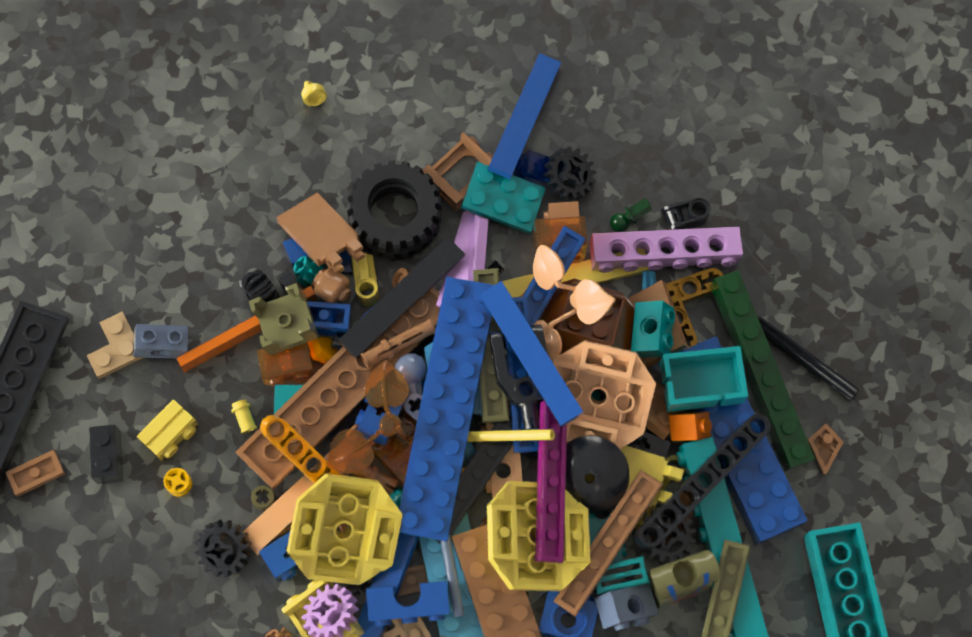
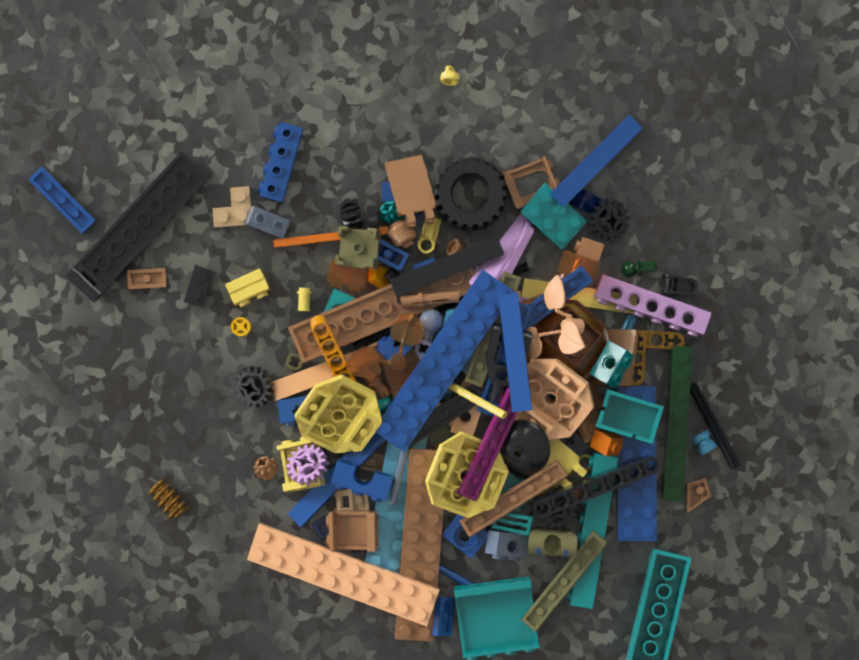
camera: 30 degrees right, 15 degrees up
(151, 268) = (281, 162): none -> blue brick
(803, 382) = (703, 442): none -> dark azure wheel

